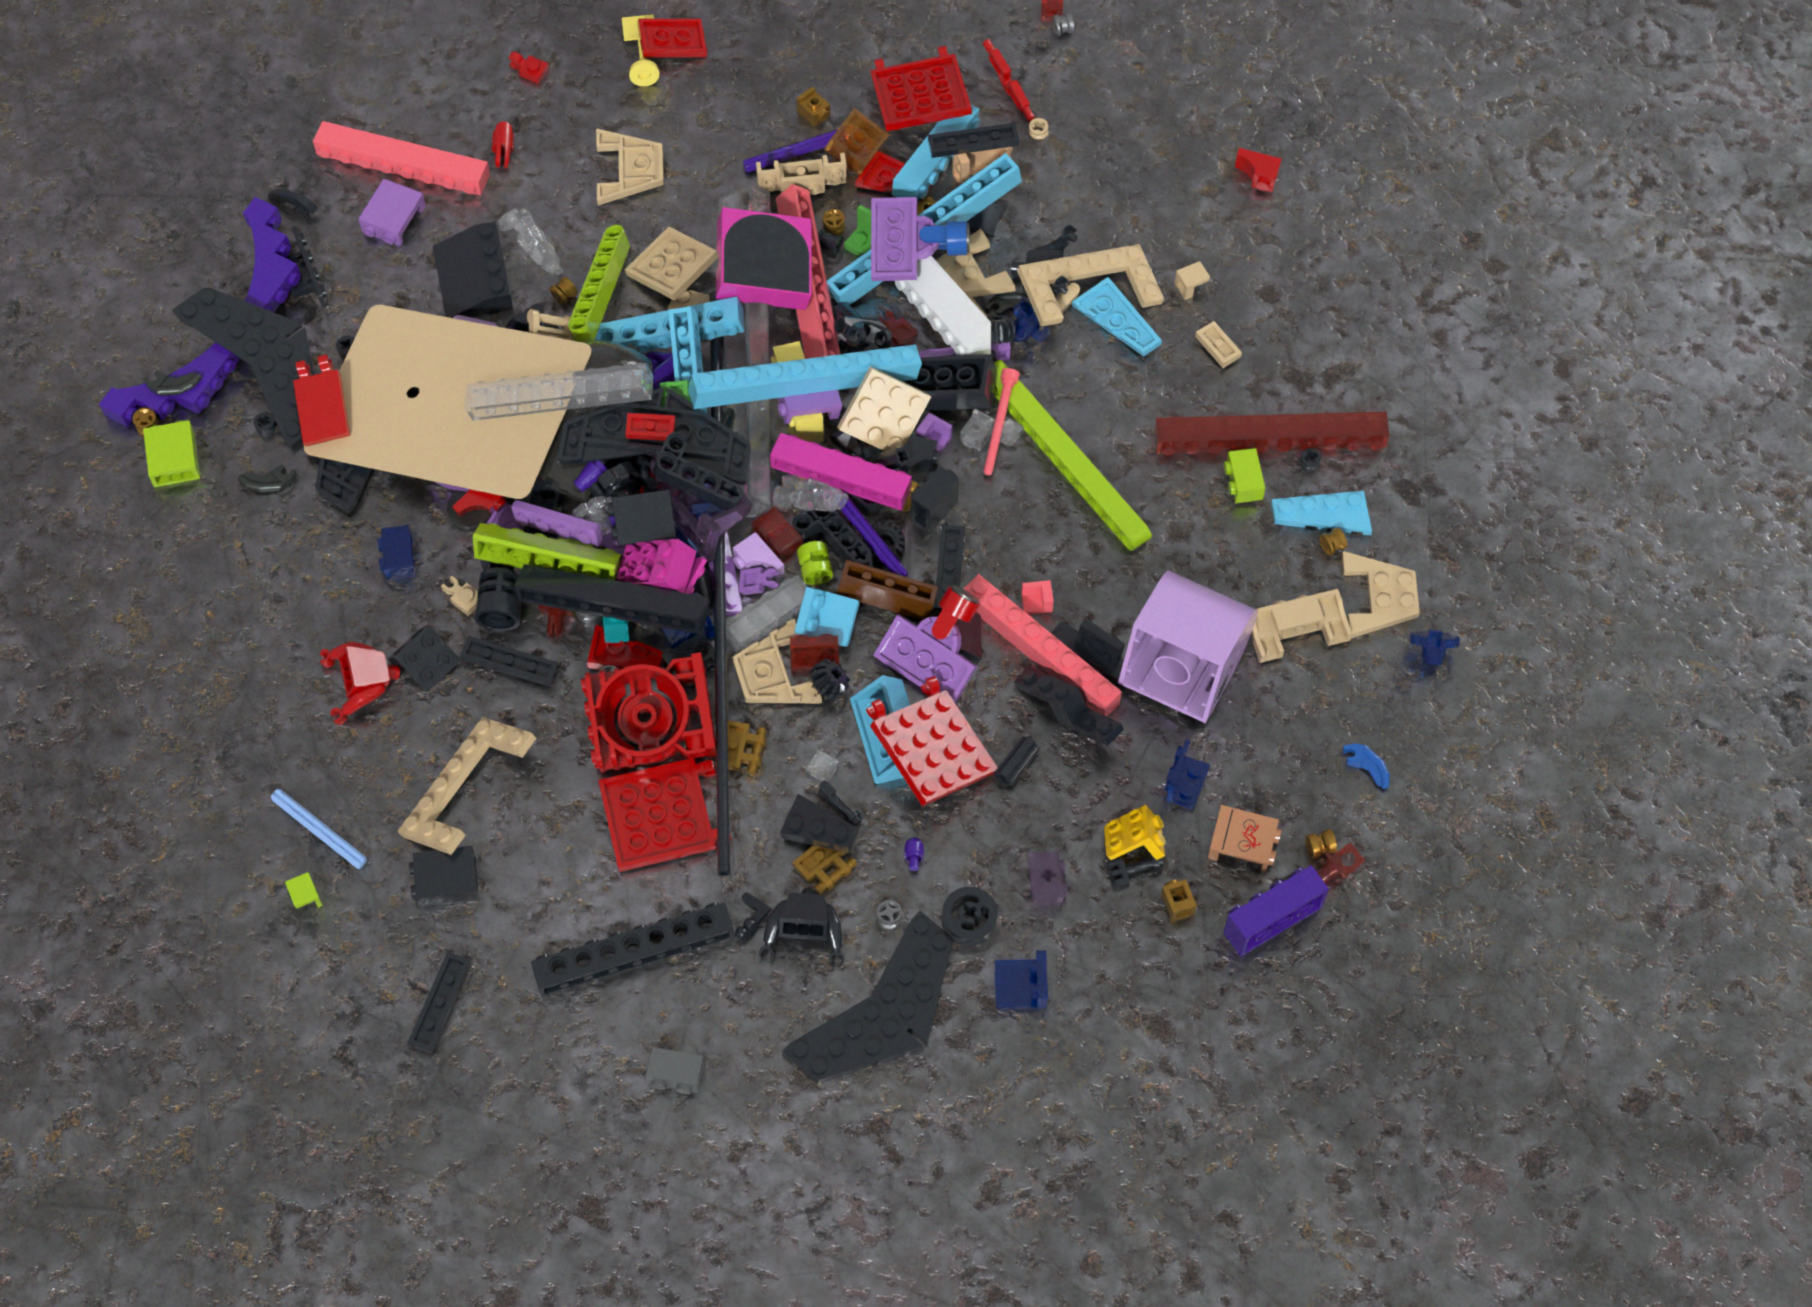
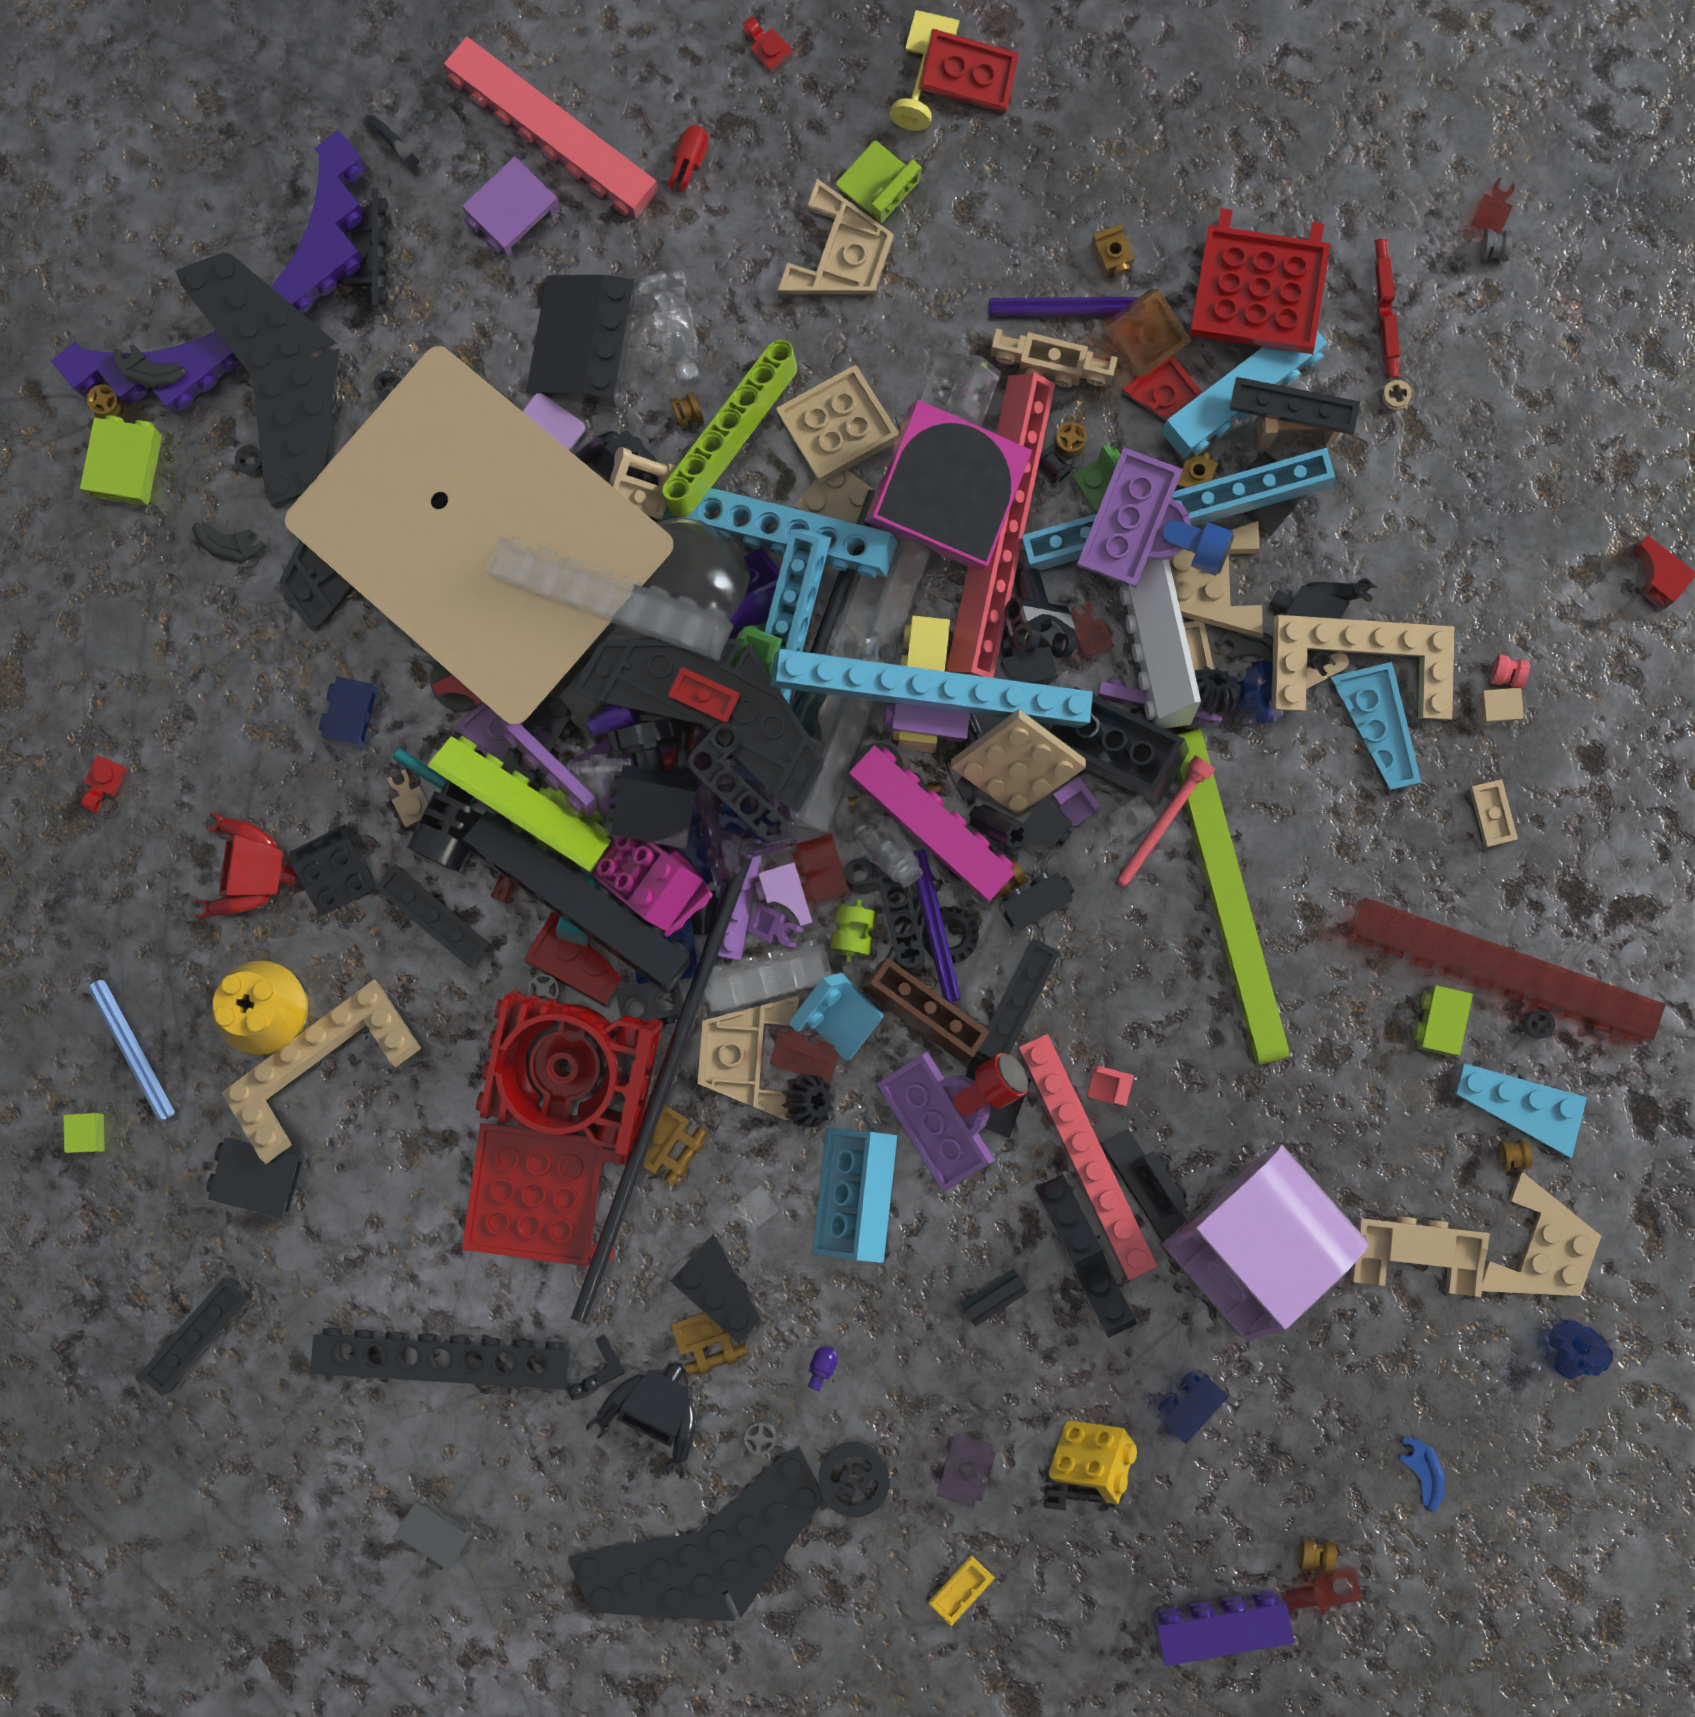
camera: 25 degrees right, 20 degrees up
(231, 659) = (103, 779): none -> red plate
(320, 403) = (322, 467): red tile -> none
(402, 762) = (277, 1012): none -> yellow cone
(460, 573) = (422, 770): none -> teal bar
(639, 117) = (879, 181): none -> lime bracket
(828, 795) = (765, 1293): black hinge -> none
(932, 744) = (896, 1246): plate -> none
(1022, 983) = (881, 1589): clear blue bracket -> none
(1079, 962) = (961, 1590): none -> yellow plate
(1179, 890) = (1119, 1569): pearl gold brick -> none
(1188, 257) = (1510, 671): none -> coral wheel
(1245, 836) = (1226, 1513): nougat panel -> none

